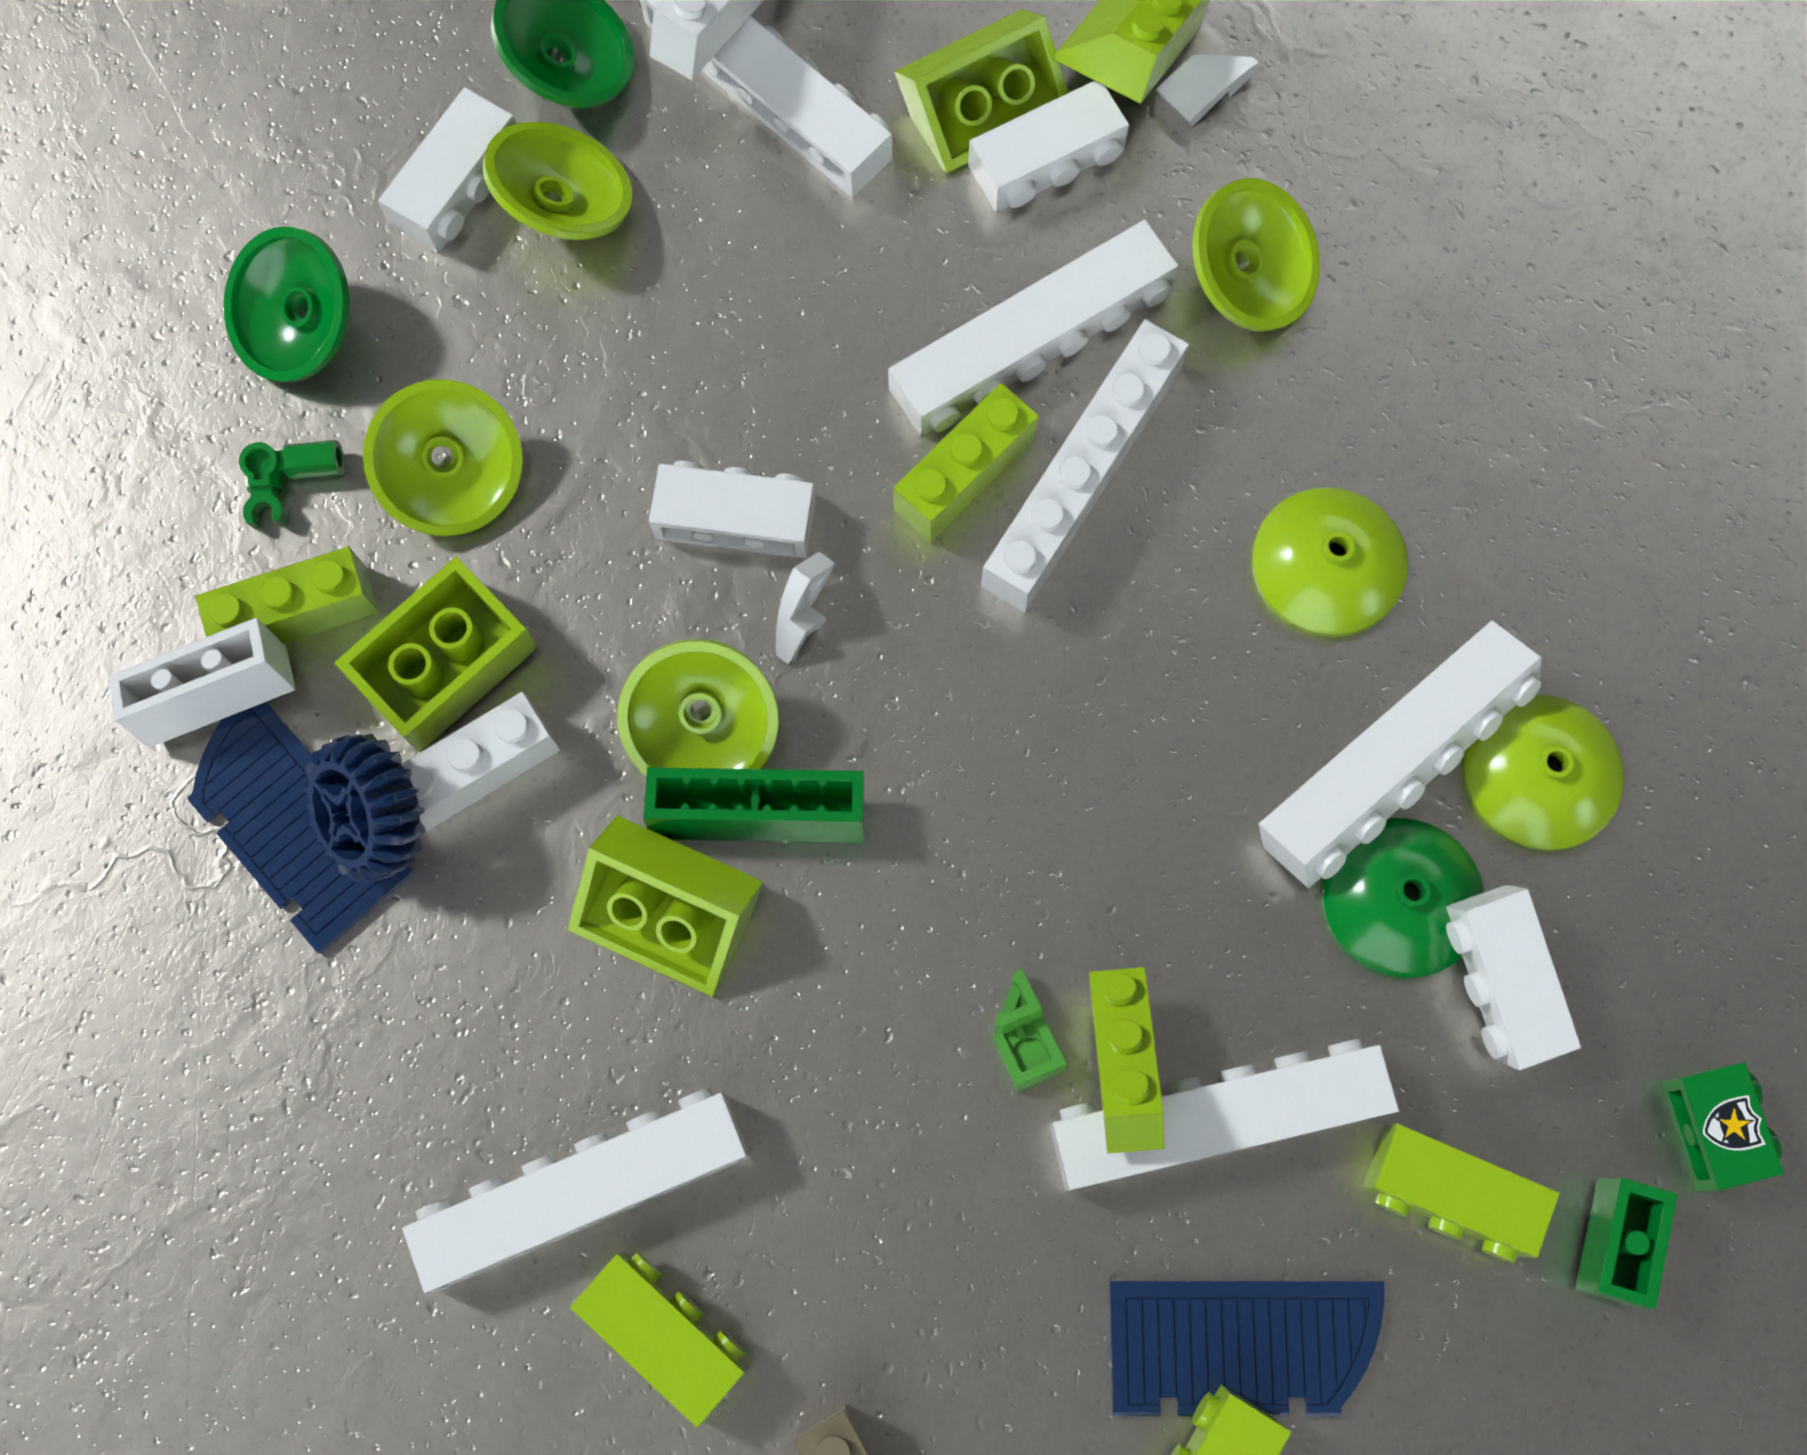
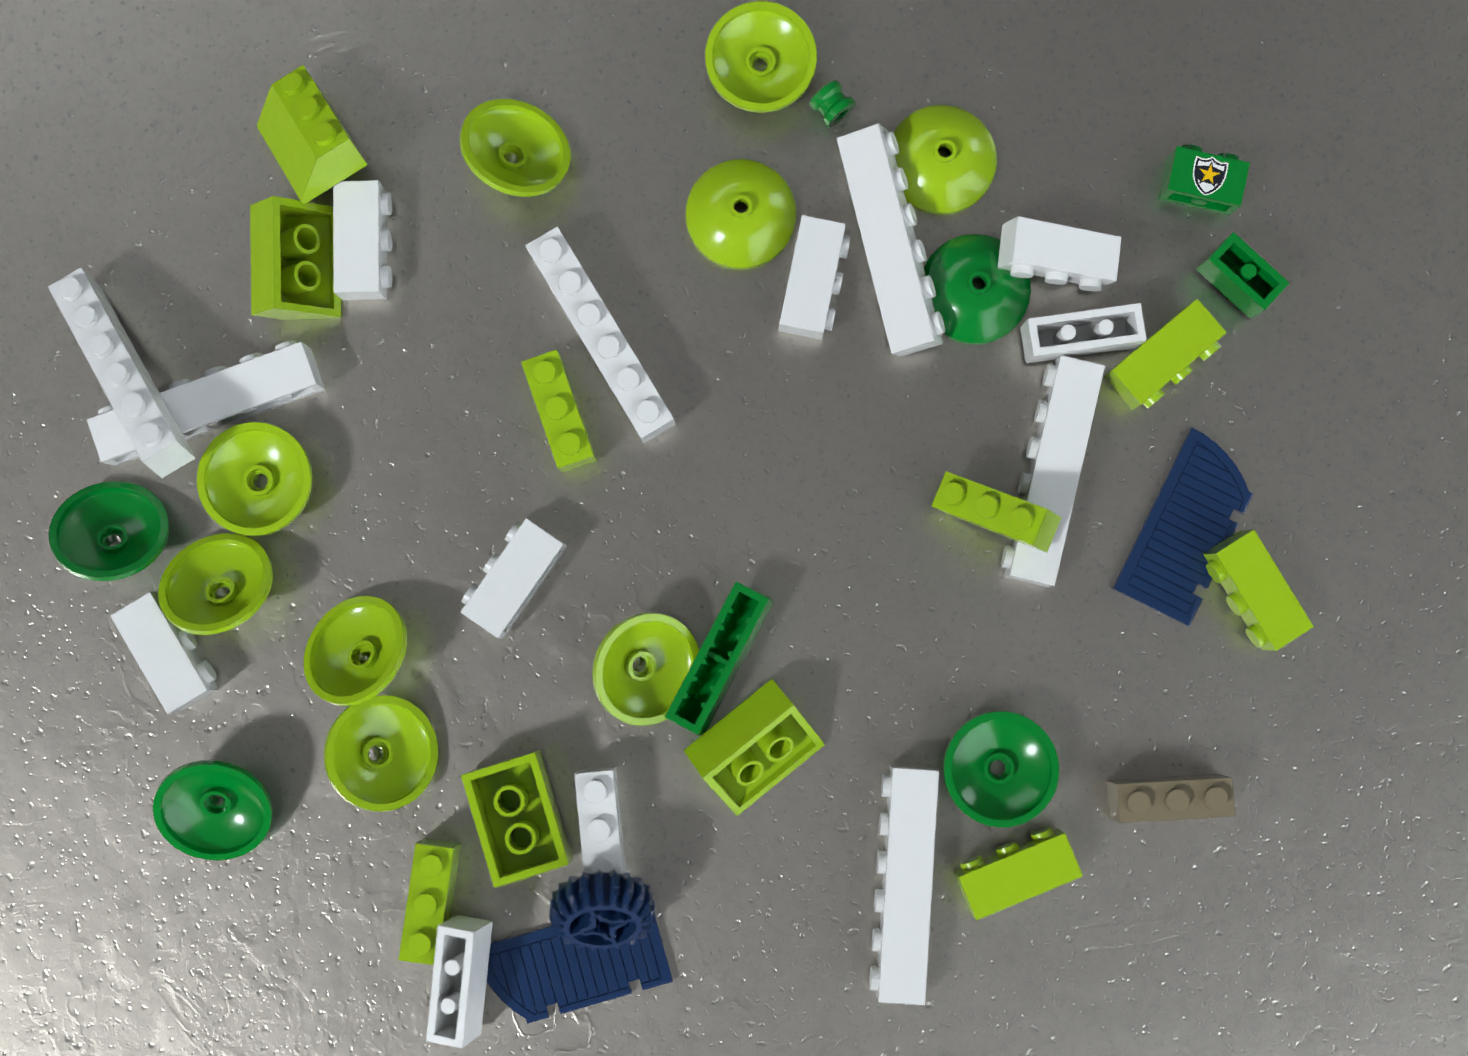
camera: 65 degrees left, 10 degrees up
(267, 468) = (320, 874): green bar -> none
(553, 369) = (355, 650): none -> lime dish
(699, 140) = (230, 476): none -> lime dish
(746, 1249) = (1027, 775): none -> green dish
(795, 615) = (605, 571): white slope -> none
(1025, 1038) = (946, 564): bright green slope -> none
(1033, 328) = (487, 318): white brick -> none
(1203, 82) = (367, 112): white slope -> none
(1300, 683) = (814, 278): none -> white brick
(1426, 1062) = (1083, 333): none -> white brick
(1532, 598) = (832, 103): none -> green wheel
(1554, 459) = (764, 34): none -> lime dish

